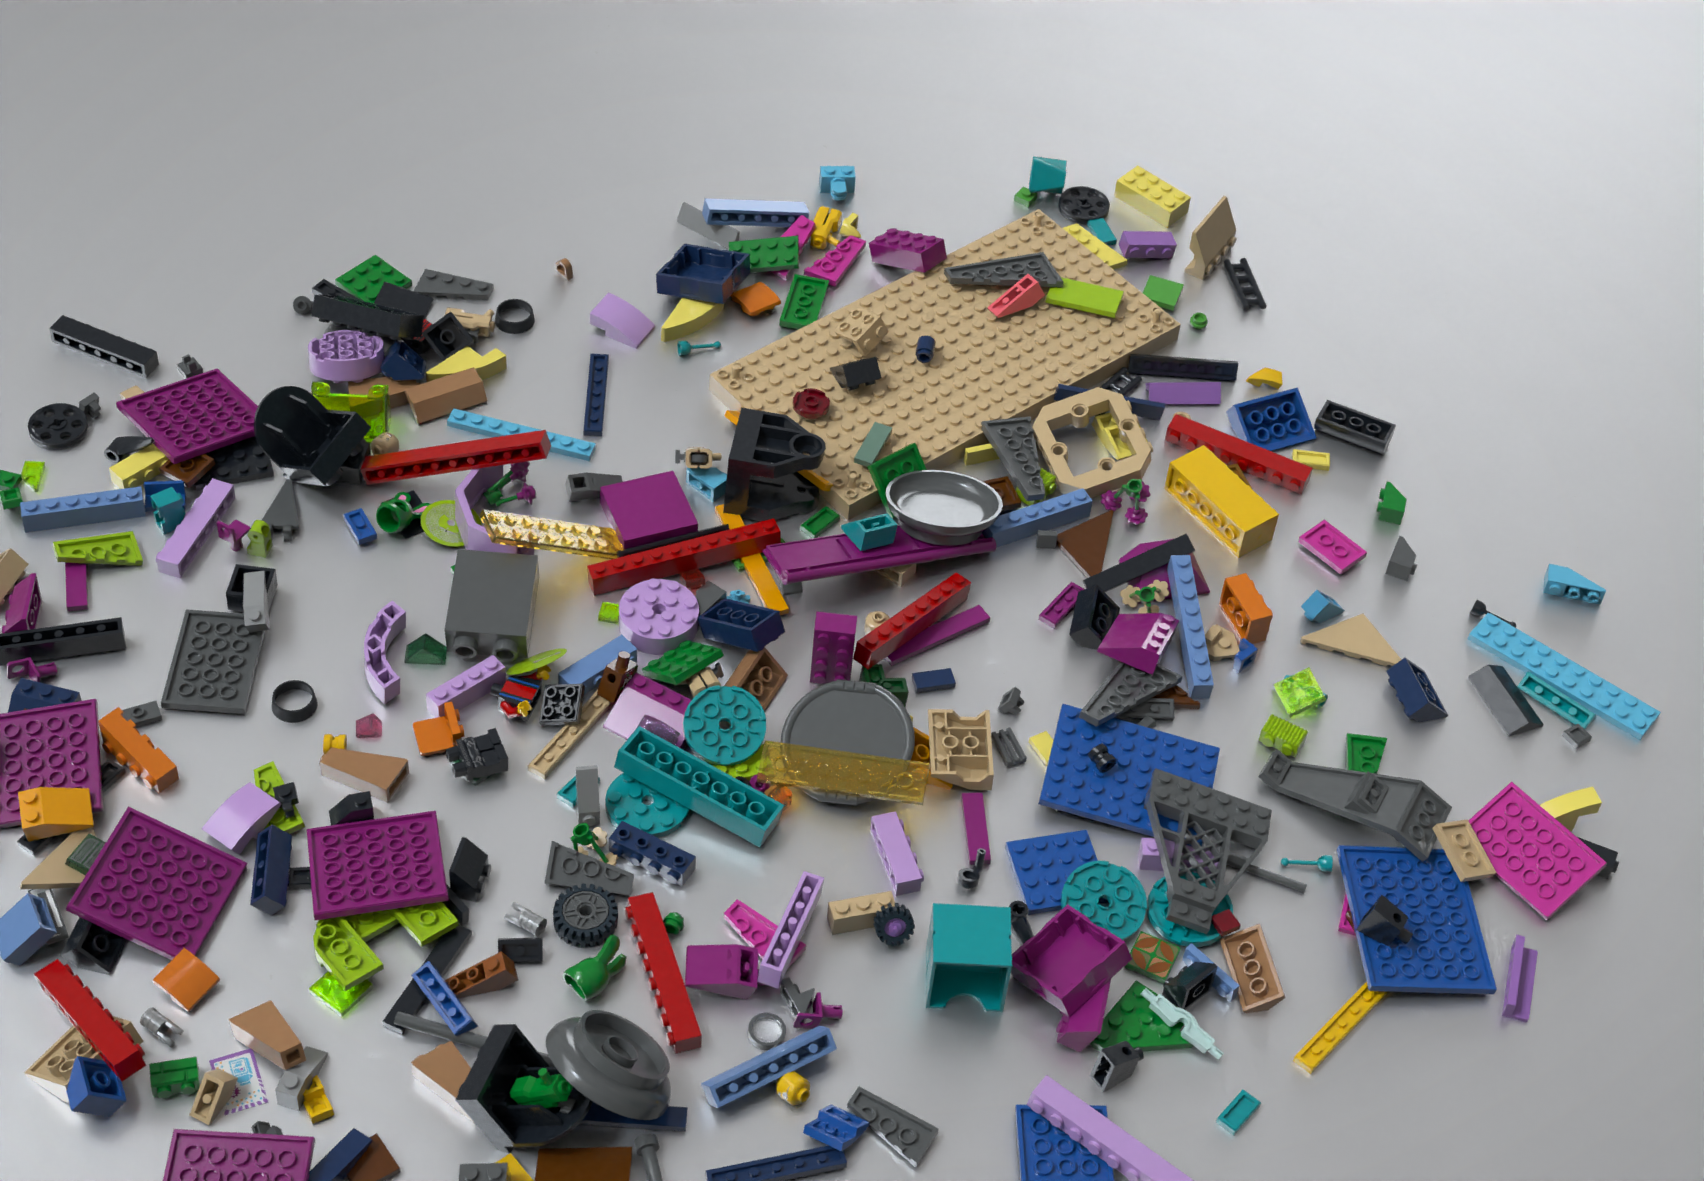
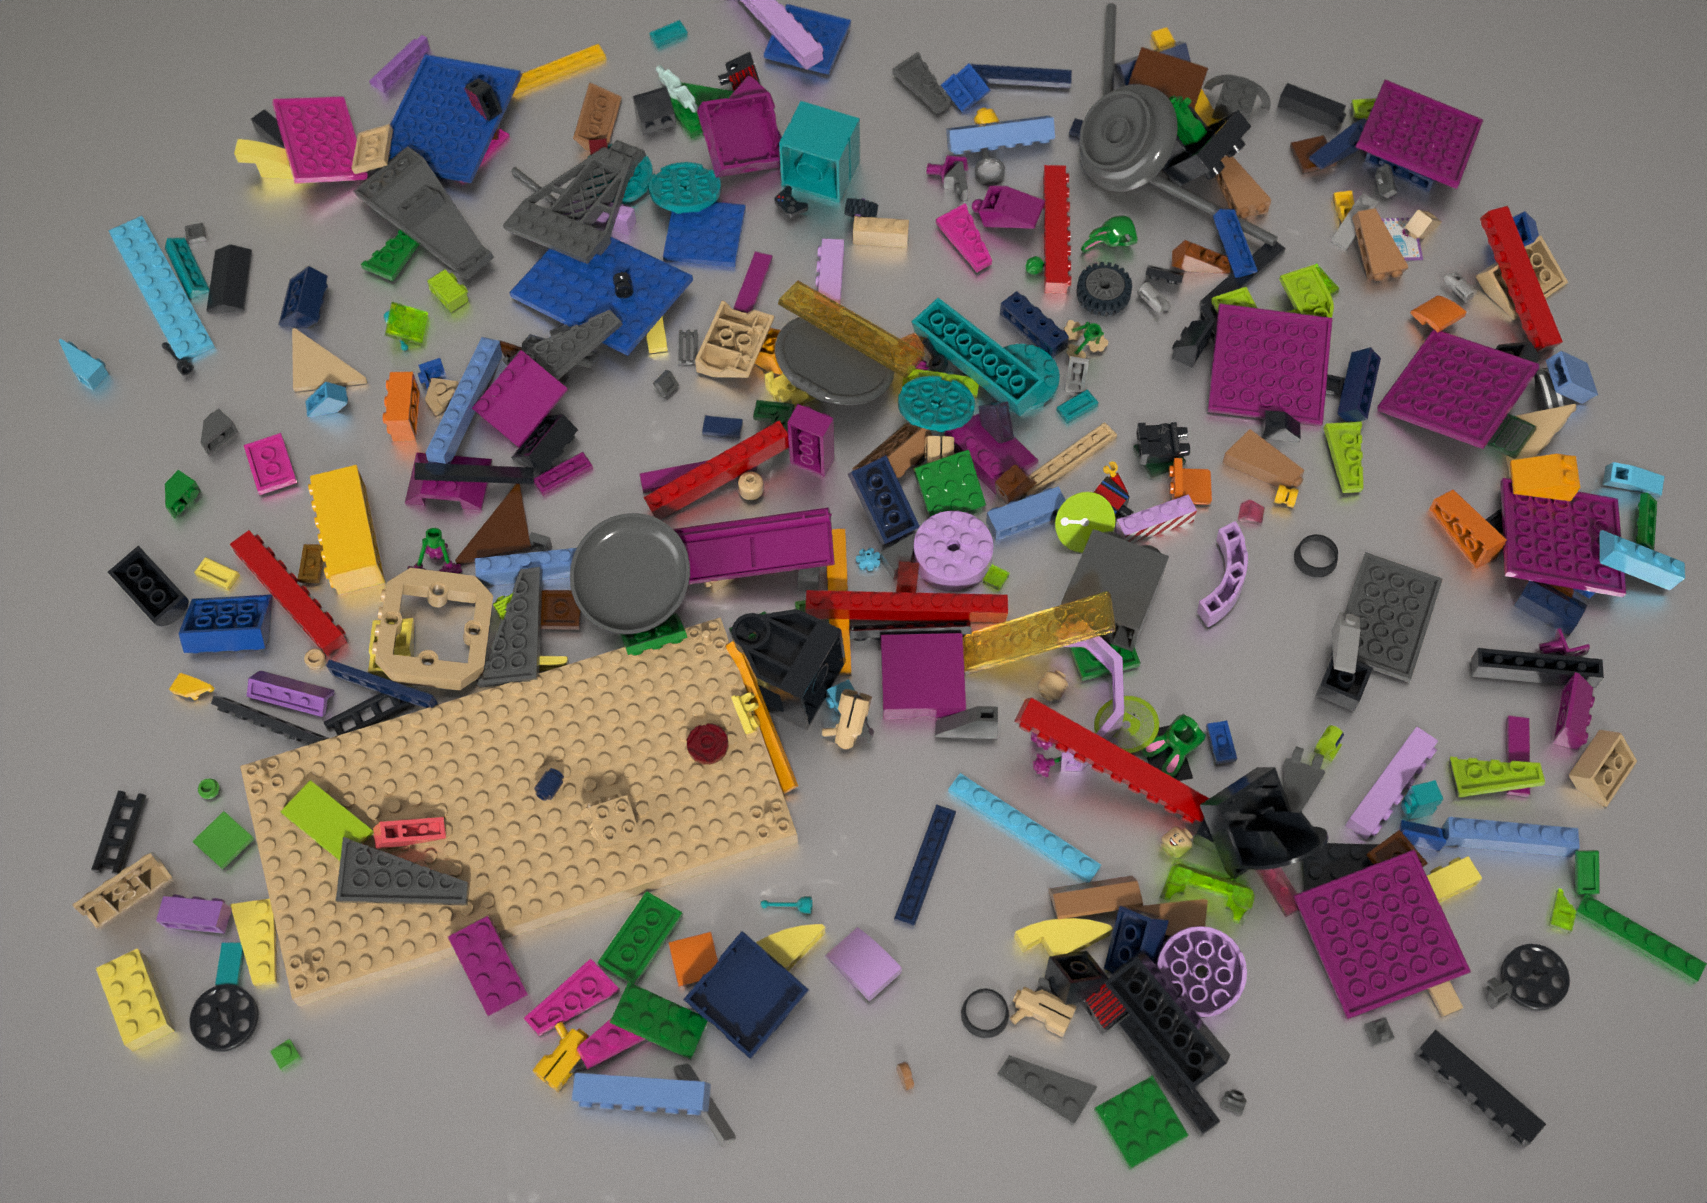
camera: 155 degrees left, 15 degrees up
(126, 445) = (1461, 910): black piece -> none
(143, 714) = (1463, 578): dark grey plate -> none
(174, 1077) = (1452, 244): green brick -> none
(233, 533) = (1357, 748): magenta bracket -> none
(242, 817) = (1380, 438): lavender slope -> none
(287, 796) = (1337, 445): black plate -> none
(403, 299) = (1112, 1071): black sticker -> none
(426, 651) = (1184, 575): clear green slope -> none
(562, 704) = (1071, 475): black tile -> none
(571, 868) = (1113, 328): dark grey wing -> none
(790, 930) = (947, 216): lavender brick -> none
(837, 181) = (510, 1138): medium azure brick -> none
(849, 226) = (531, 1054): light yellow plate -> none
(856, 373) = (642, 768): black slope -> none
(871, 531) = (720, 558): teal slope -> none
(873, 444) = (666, 669): sand green tile -> none
(968, 877) = (776, 238): black plate -> none
(1019, 924) = (757, 194): black piece -> none
(1047, 175) = (247, 1056): teal piece -> none
(1146, 595) = (488, 438): tan plant -> none
(1153, 957) = (667, 149): tile -> none
(1222, 982) = (631, 122): medium blue plate -> none
(1324, 863) = (485, 181): teal hinge -> none

